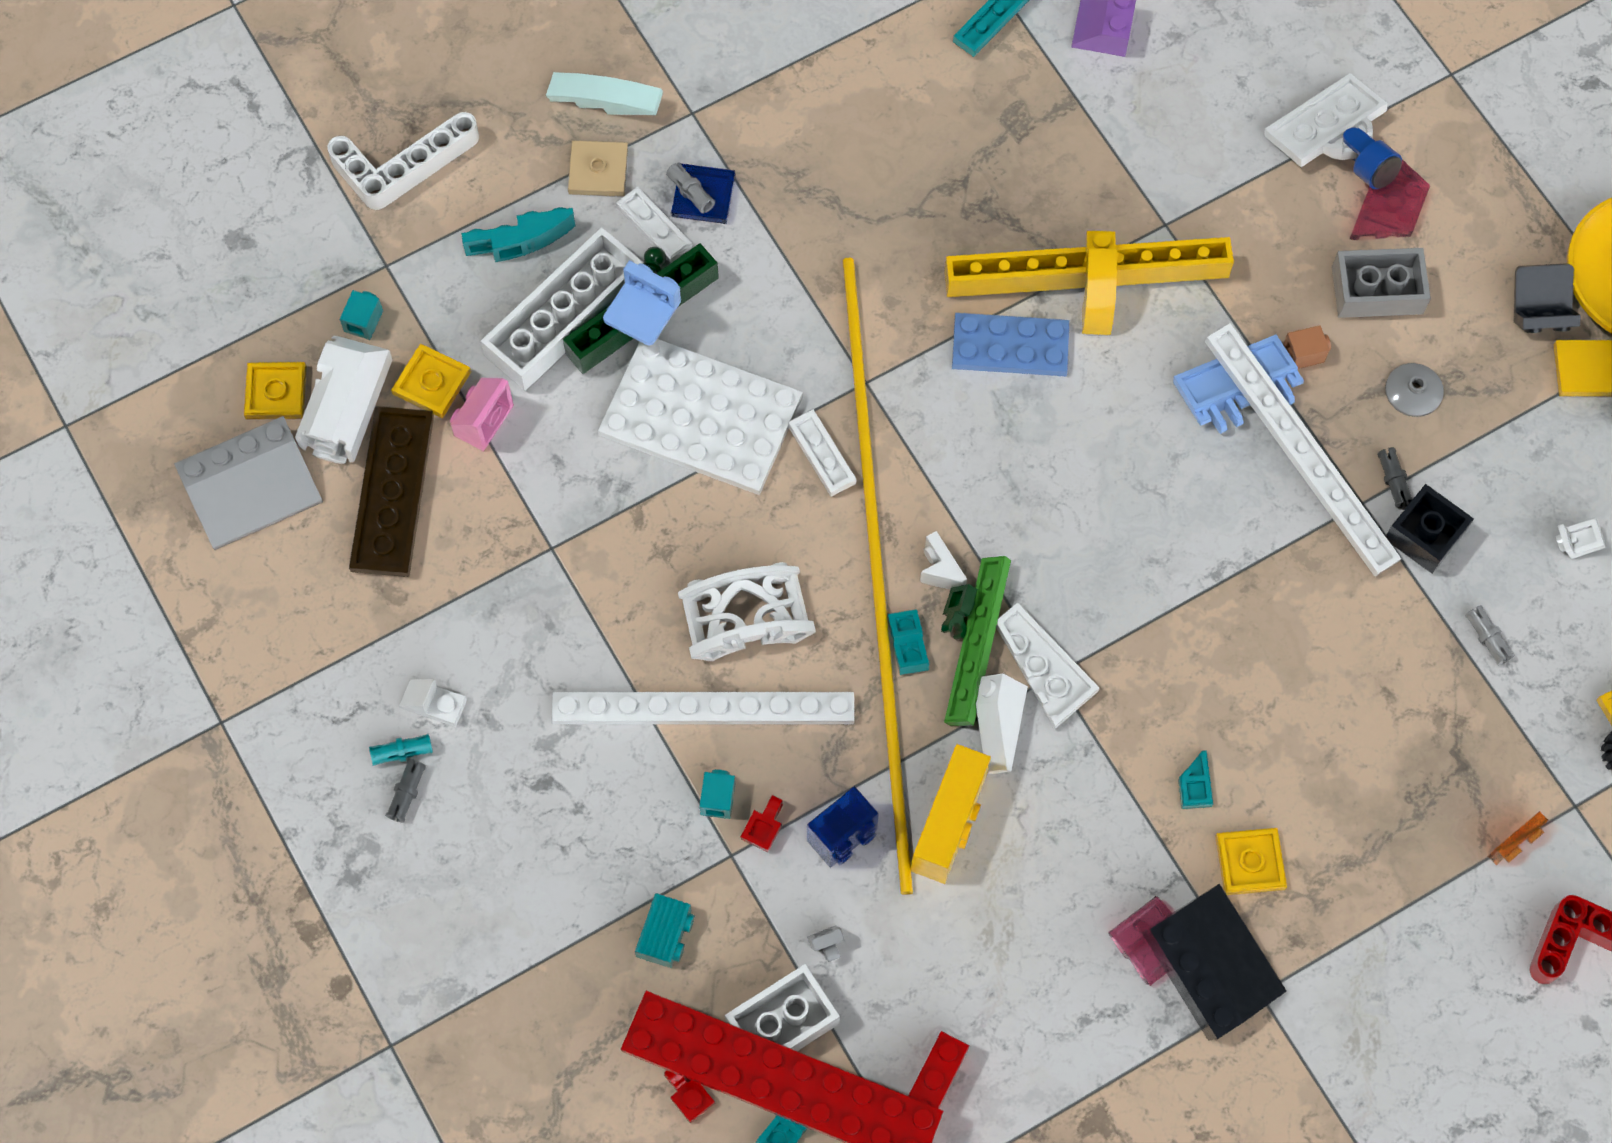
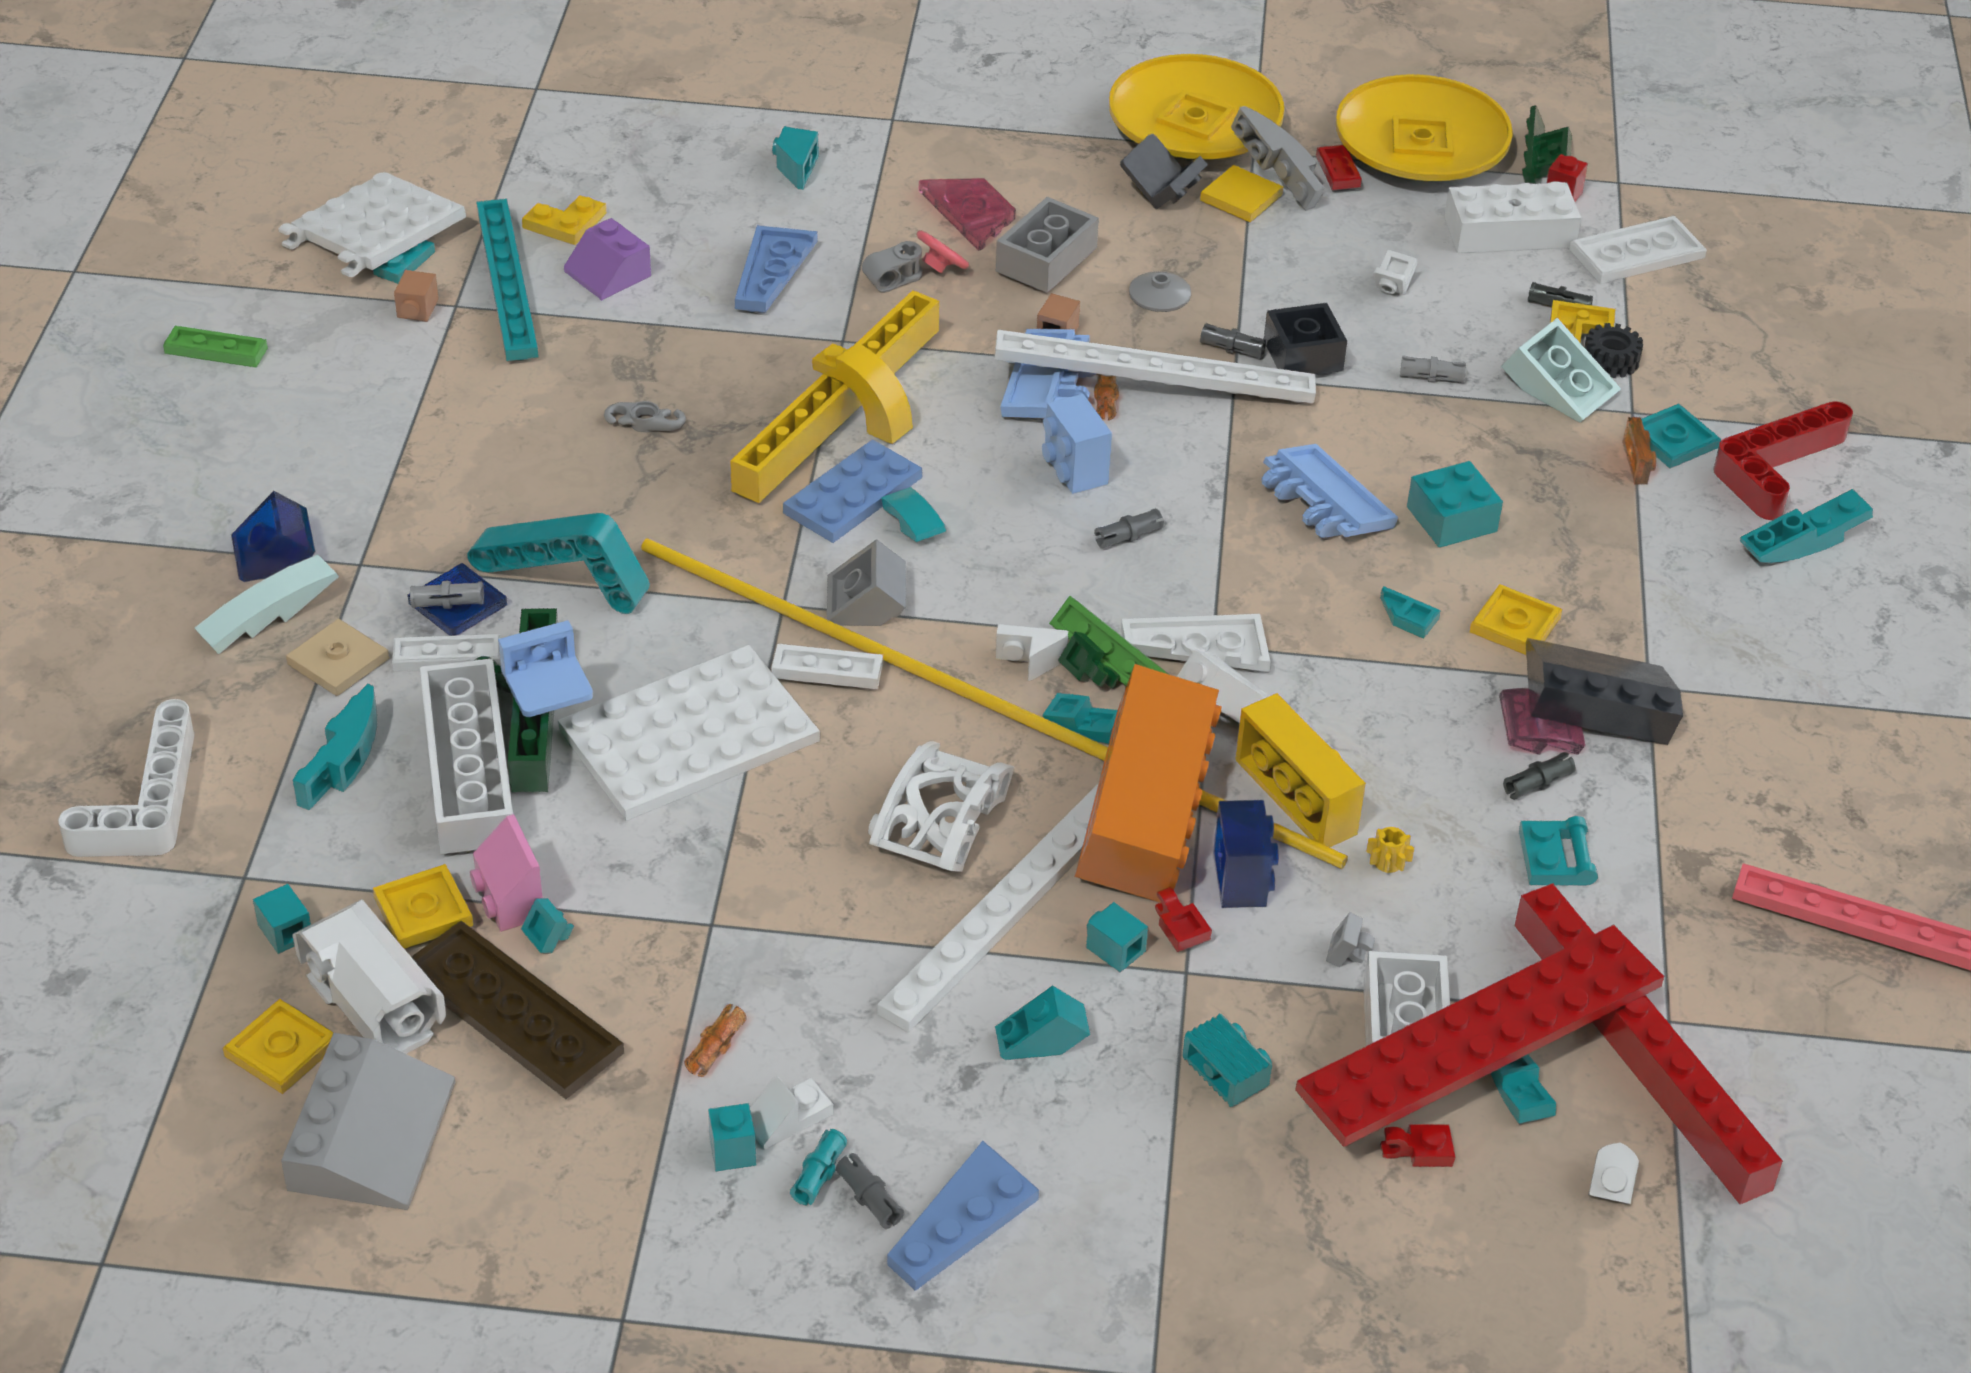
camera: 55 degrees left, 25 degrees down
(381, 686) = (732, 1137): none -> teal brick
(432, 856) = (963, 1214): none -> medium blue wing
(455, 620) = (715, 1040): none -> clear orange pin
(466, 460) = (546, 925): none -> teal tile
(605, 802) = (1043, 1027): none -> teal slope
(662, 52) = (272, 538): none -> clear blue slope
(778, 229) = (577, 538): none -> teal beam
(851, 728) = (1150, 784): none -> orange brick
(914, 425) = (867, 588): none -> light grey slope
(940, 922) = (1390, 849): none -> yellow gear
(970, 177) = (633, 410): none -> light grey piece
(1015, 399) = (914, 513): none -> teal slope
(1021, 1019) = (1545, 852): none -> teal plate
(1094, 971) = (1539, 775): none -> pearl dark grey pin
(1122, 544) = (1129, 528): none -> dark grey pin
(1165, 454) = (1077, 443): none -> light blue brick
(1200, 121) = (771, 264): none -> medium blue wing
(1254, 434) = (1106, 394): none -> clear orange pin
(1264, 201) = (893, 268): none -> light grey piece
(1282, 648) = (1336, 498): none -> light blue hinge
(1305, 222) = (939, 254): none -> coral piece
(1335, 745) = (1454, 504): none -> teal brick
(1338, 47) = (796, 154): none -> teal slope
(1341, 128) = (868, 187): white plate -> none
(1528, 1015) = (1804, 534): none -> teal slope
(1563, 732) = (1561, 372): none -> light aqua slope
(1570, 853) = (1678, 436): none -> teal tile

